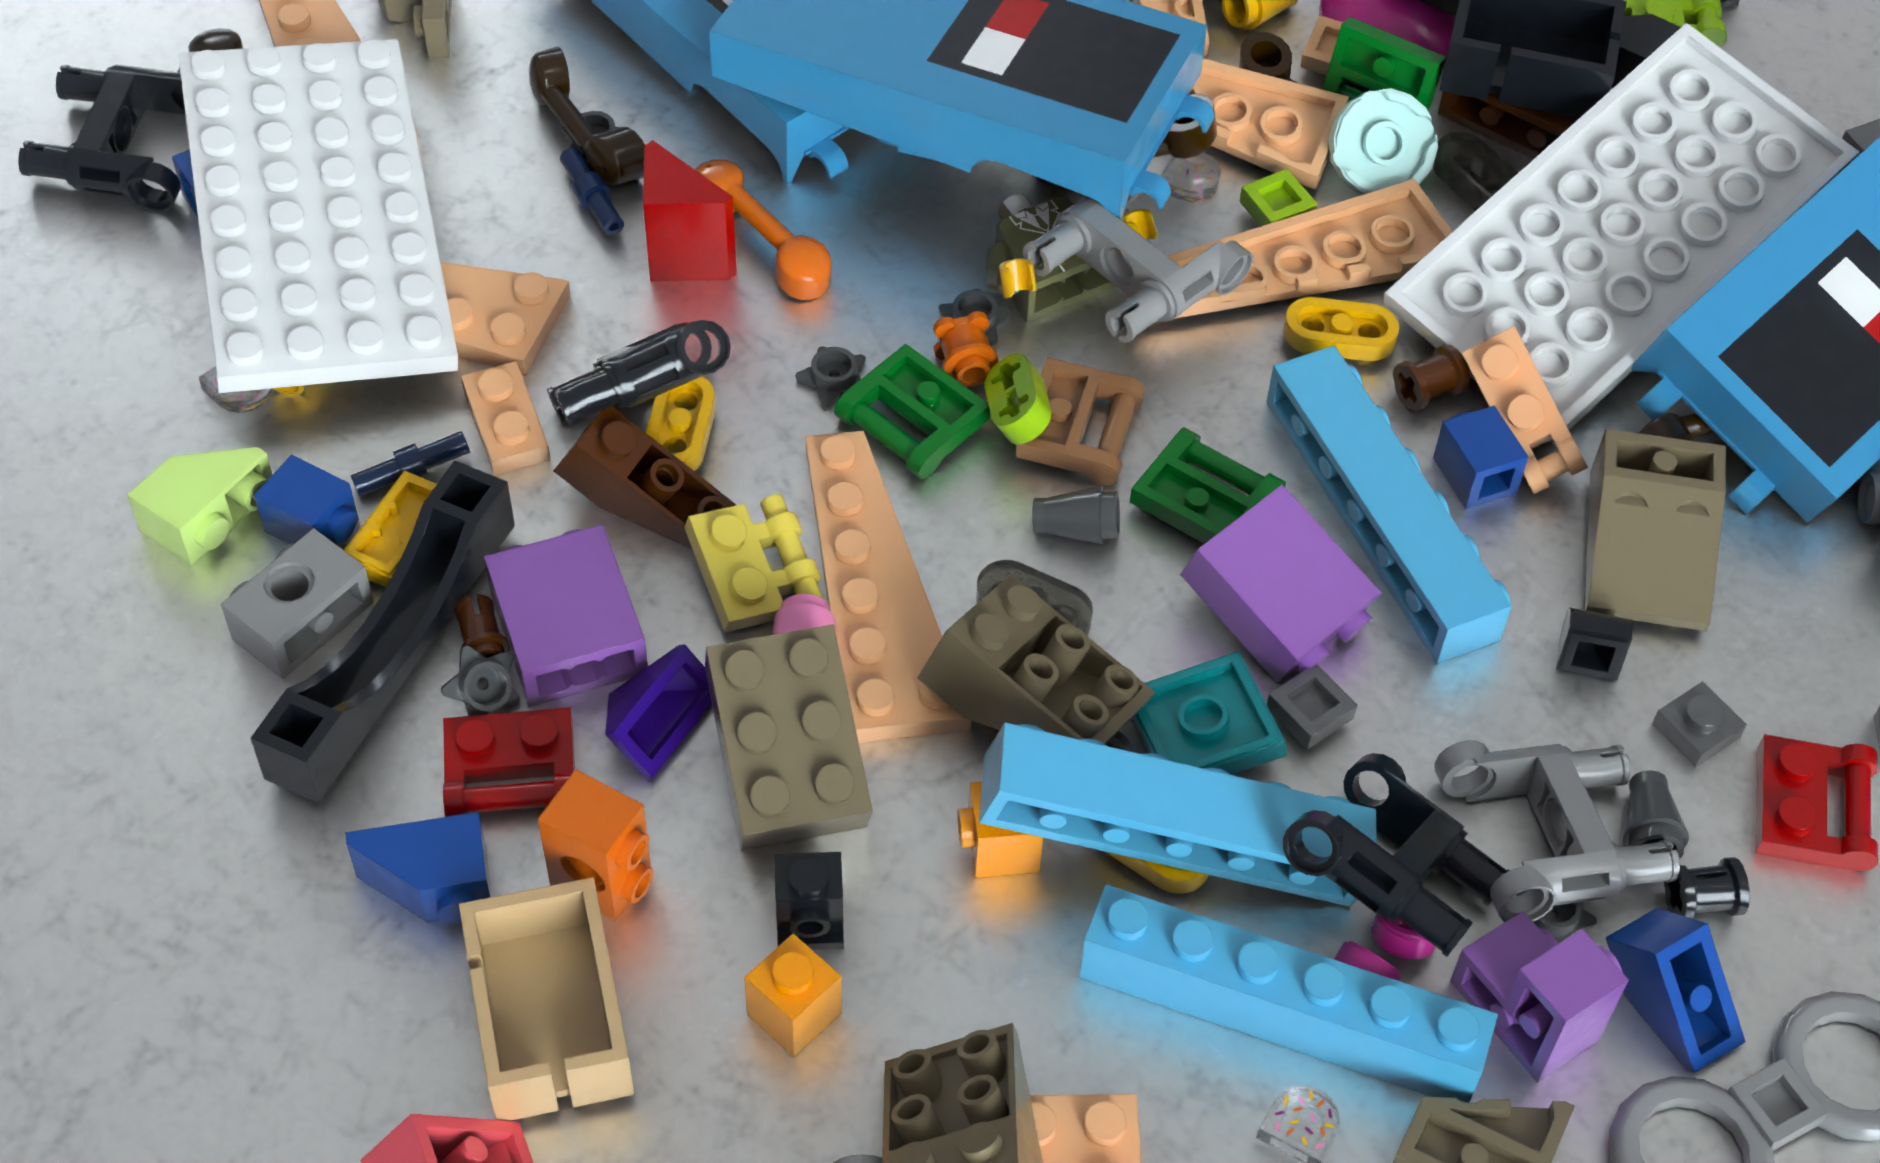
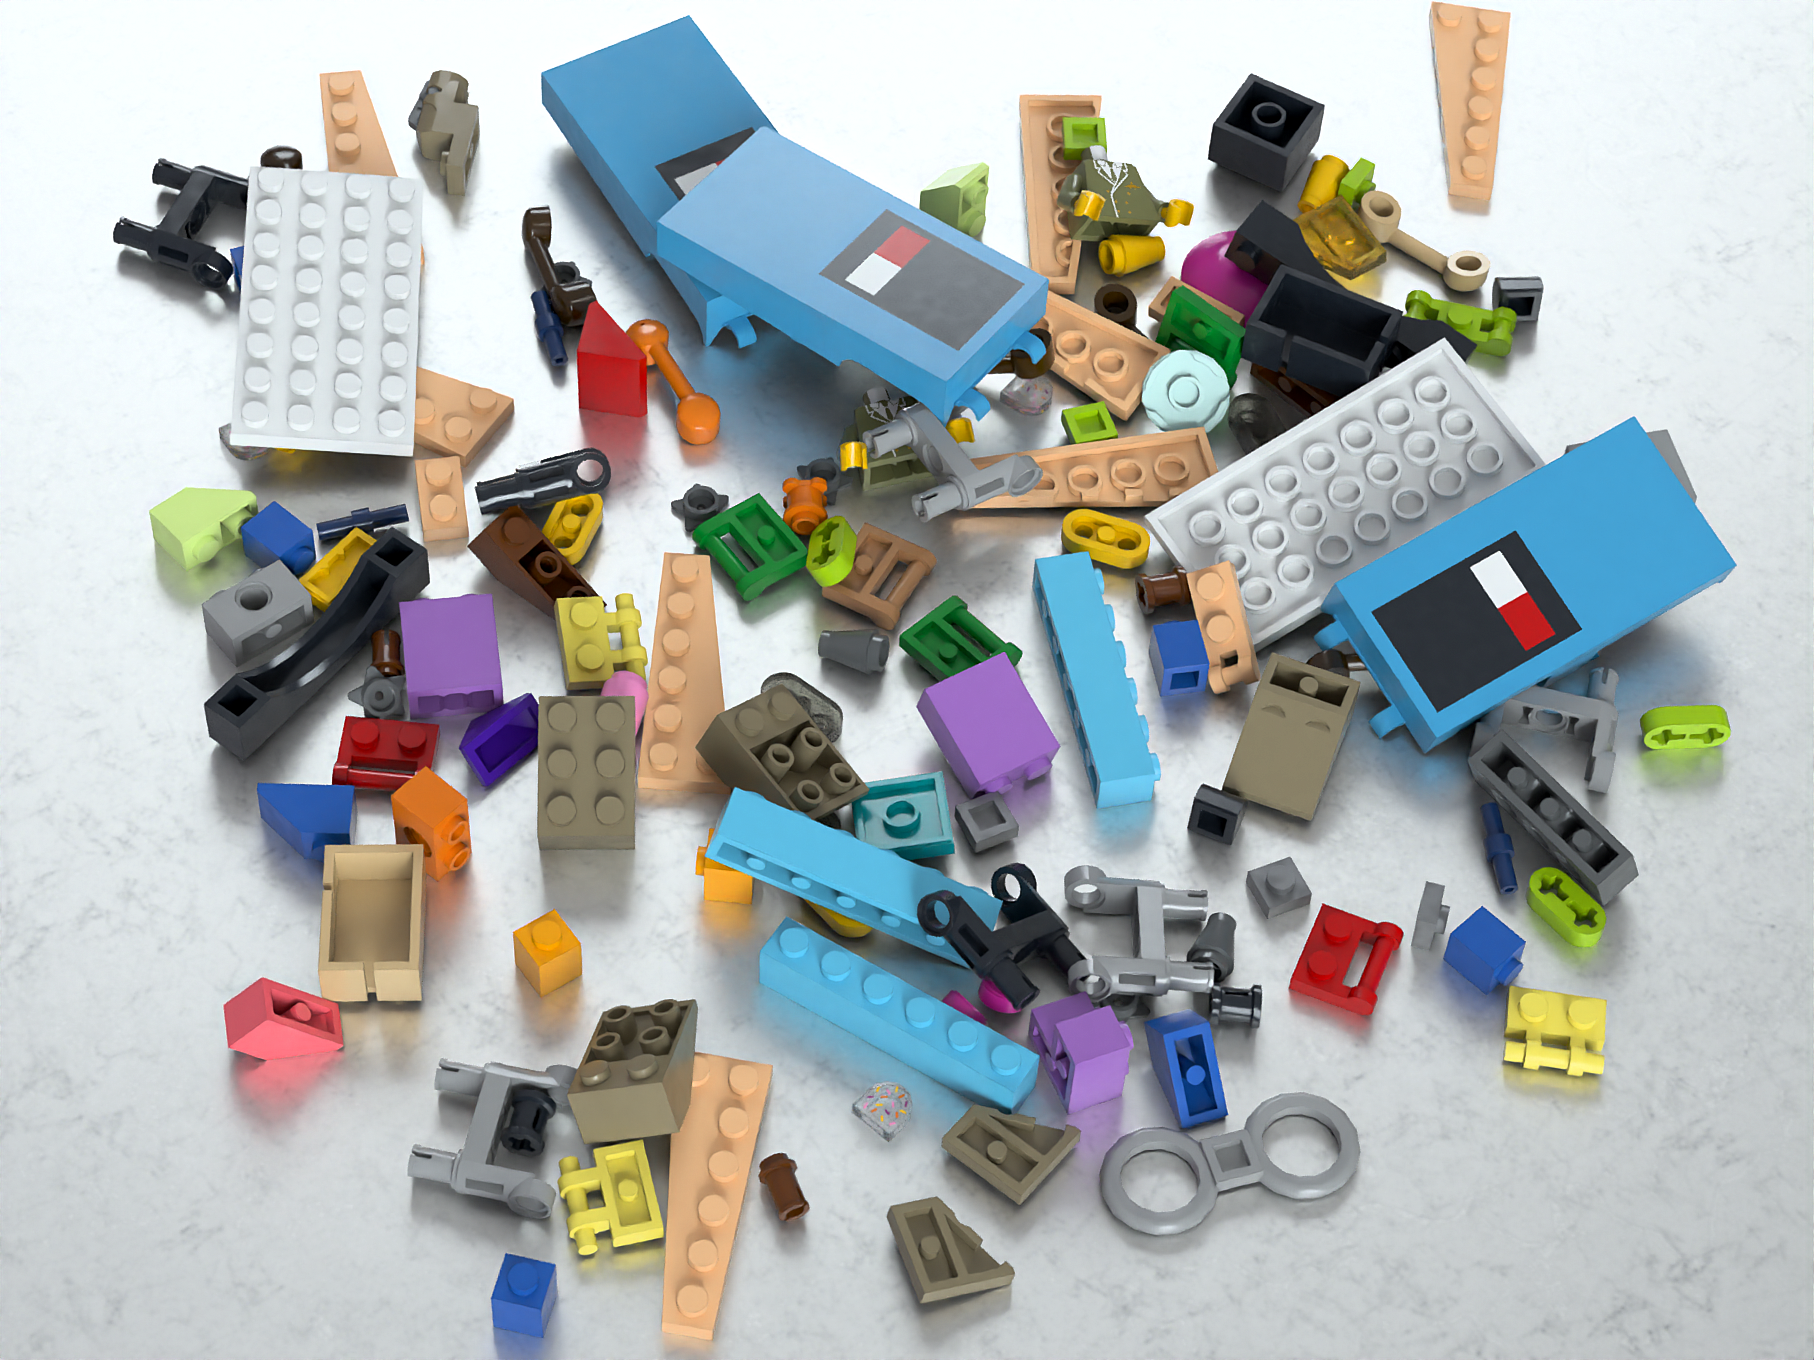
camera: 10 degrees right, 0 degrees up
(810, 898) = (577, 890): black brick -> none

